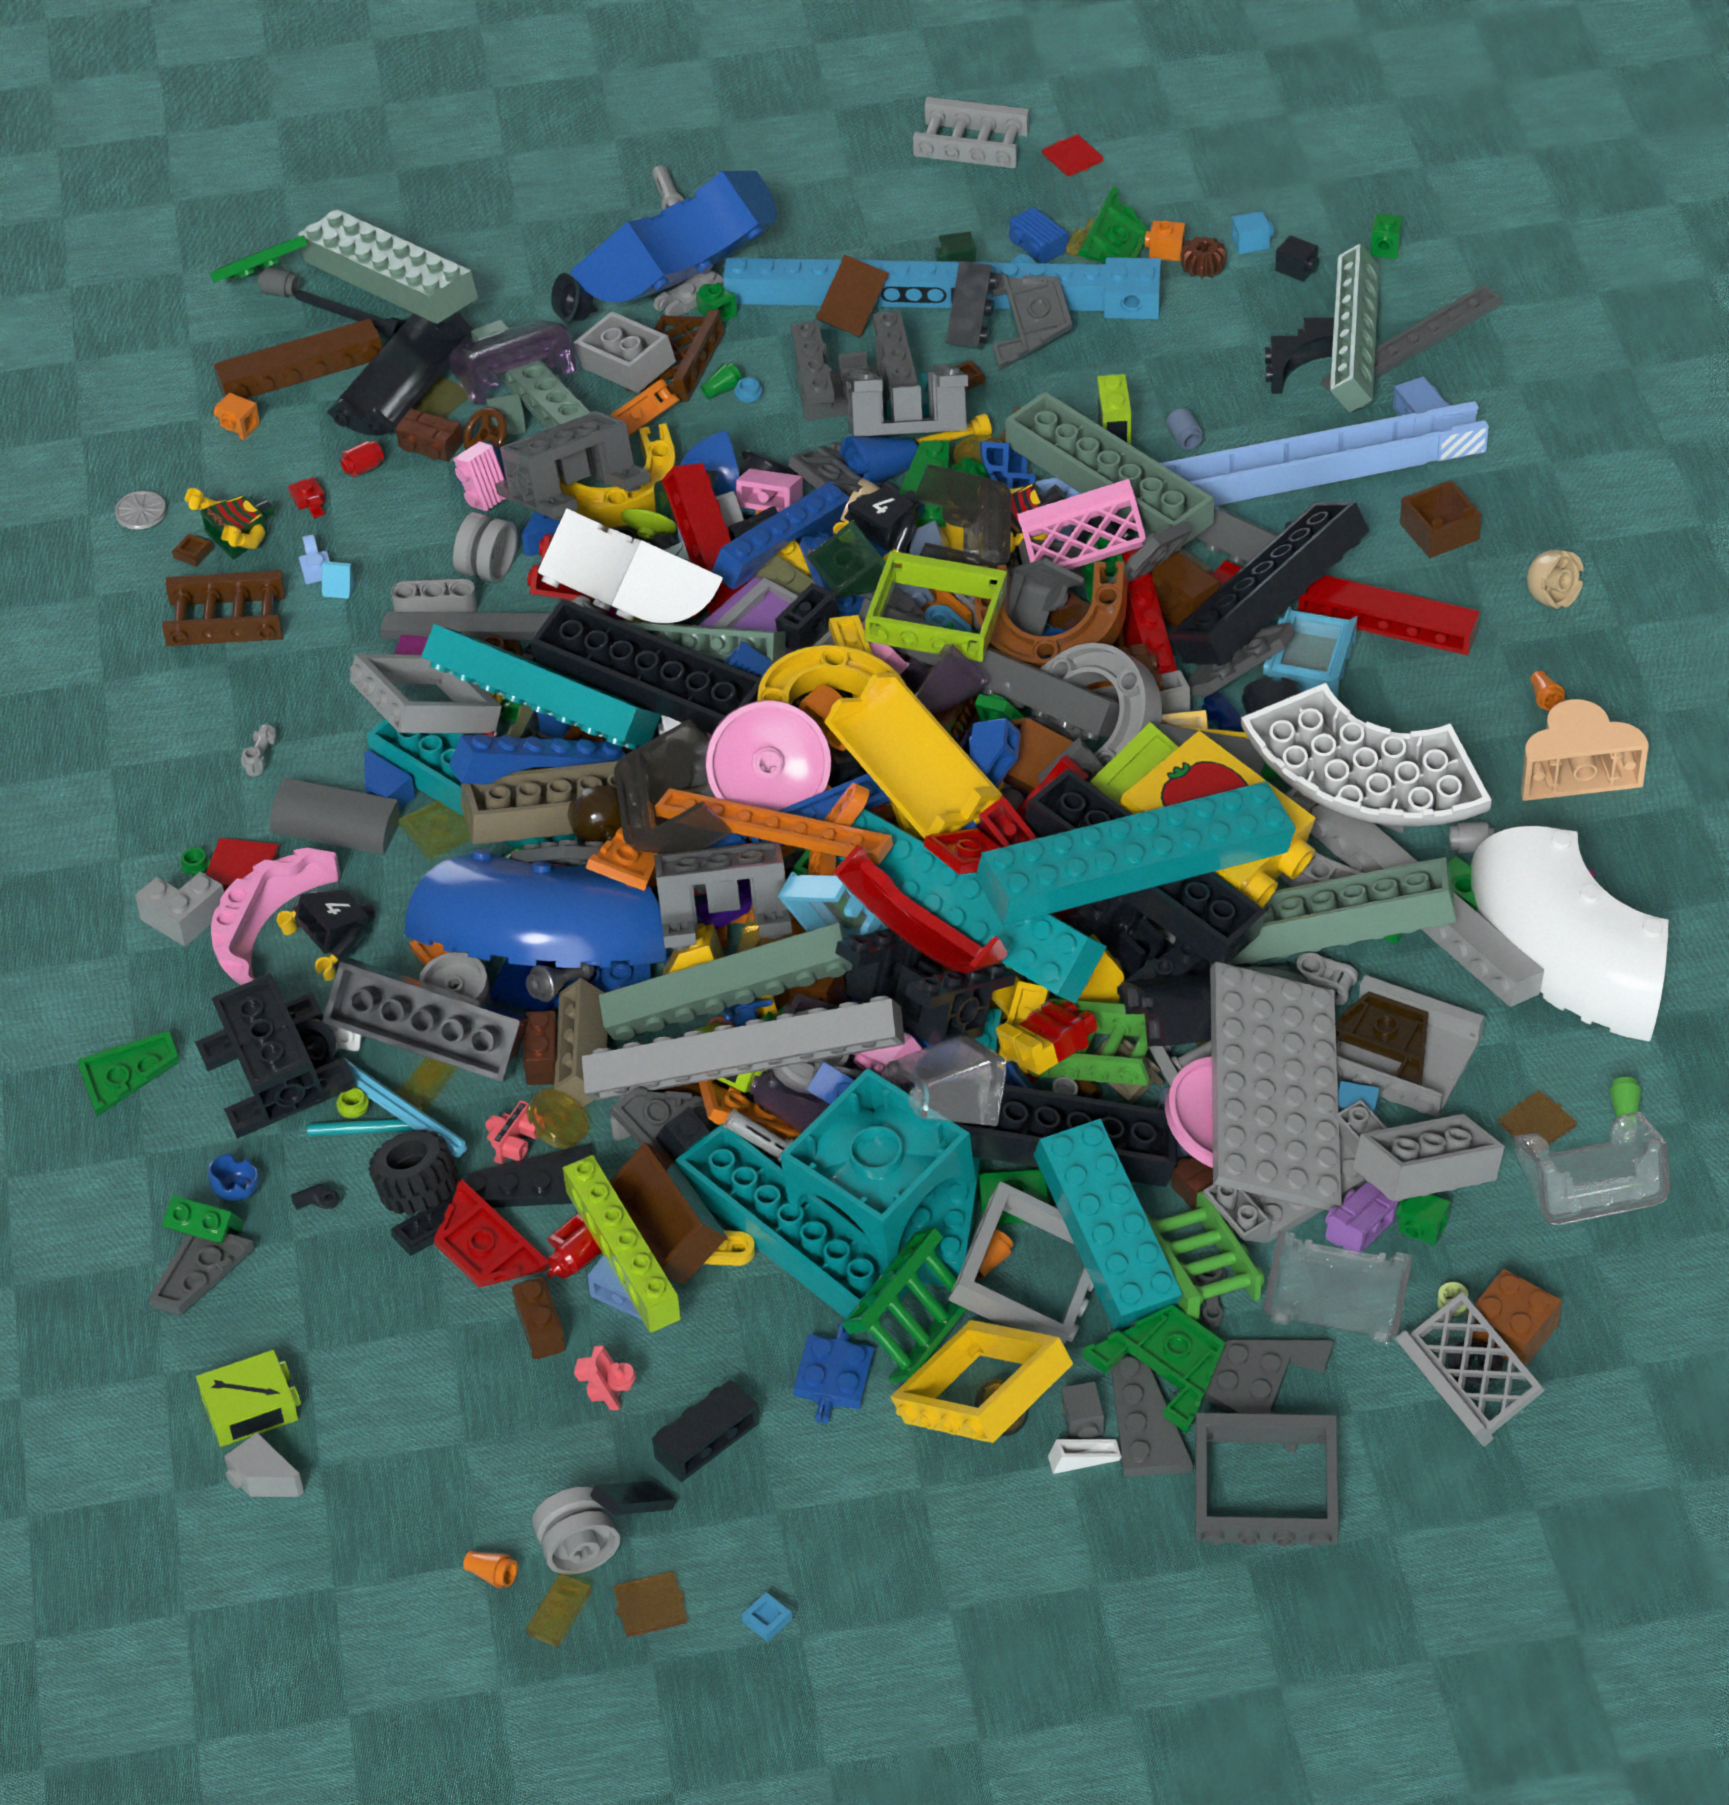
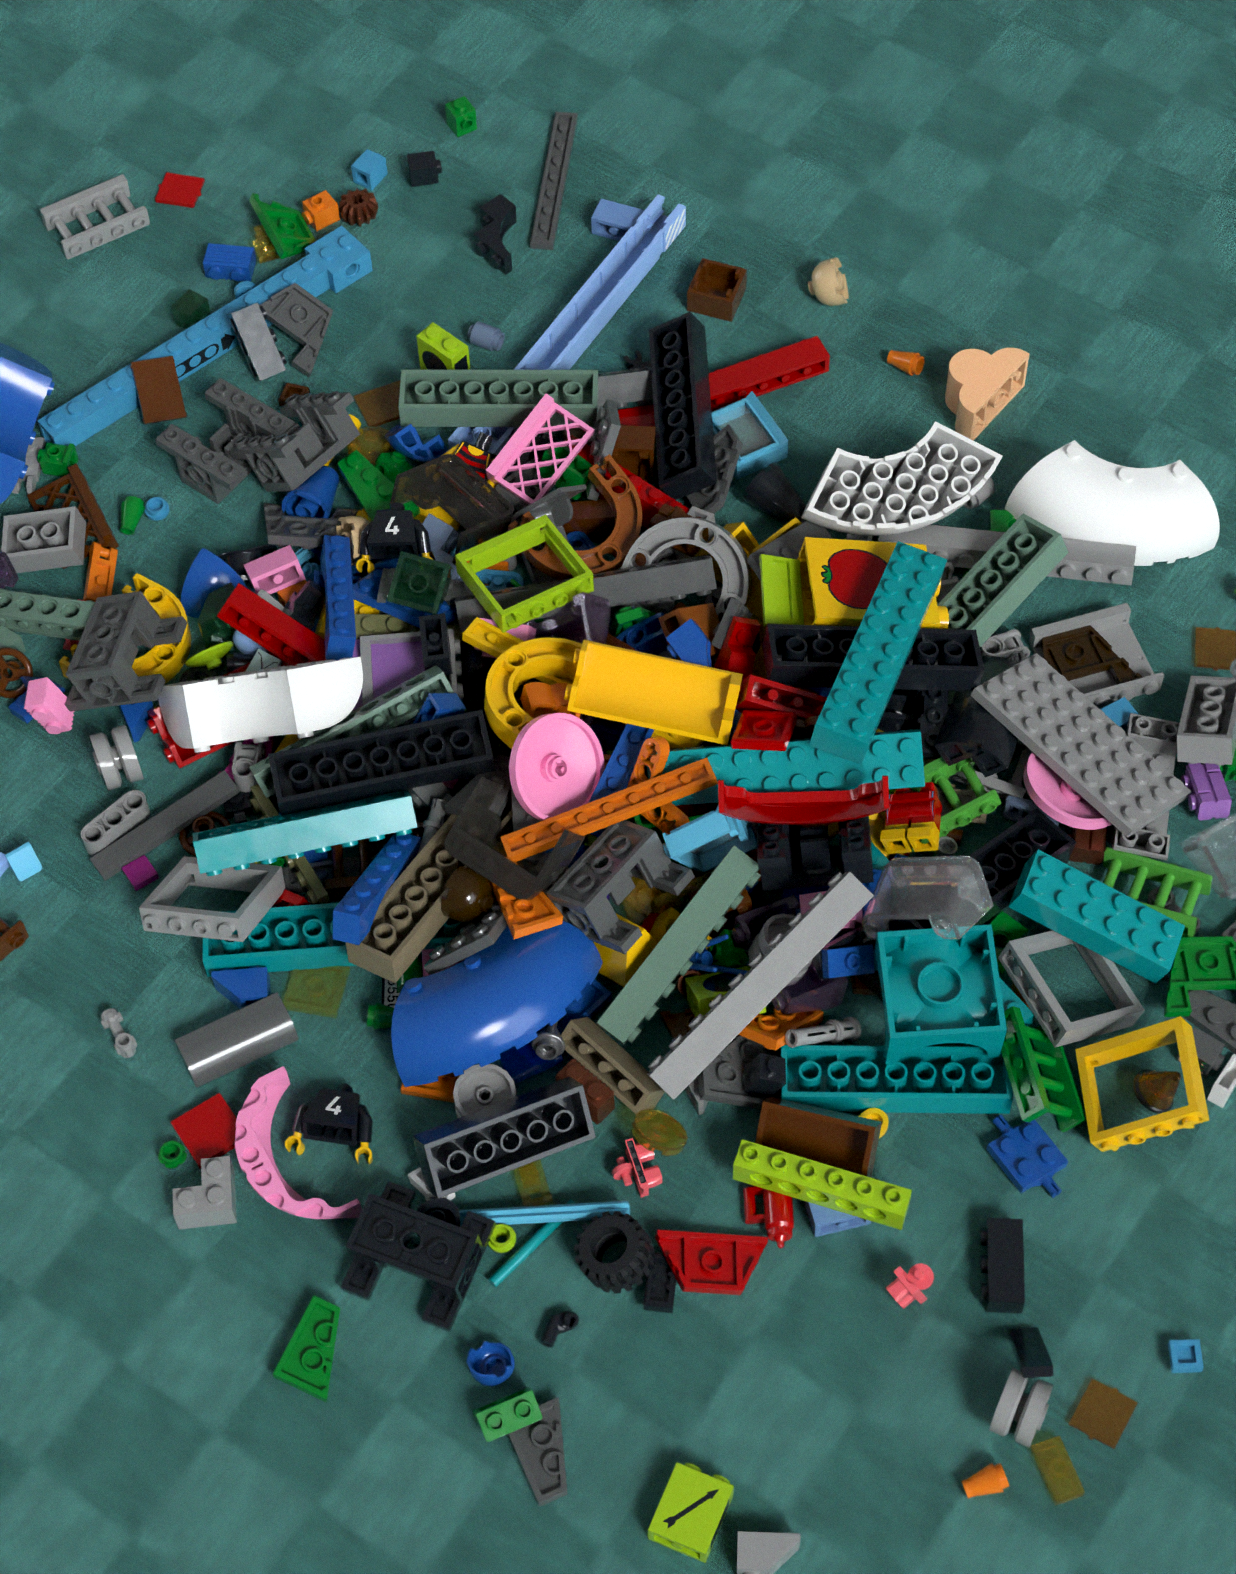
camera: 45 degrees left, 10 degrees up
(527, 1181) = (690, 1185): black wing -> none
(538, 1318) = (812, 1282): reddish brown brick -> none
(1222, 713) = (753, 519): clear blue plate -> none
(1355, 328) = (520, 193): sand green brick -> none

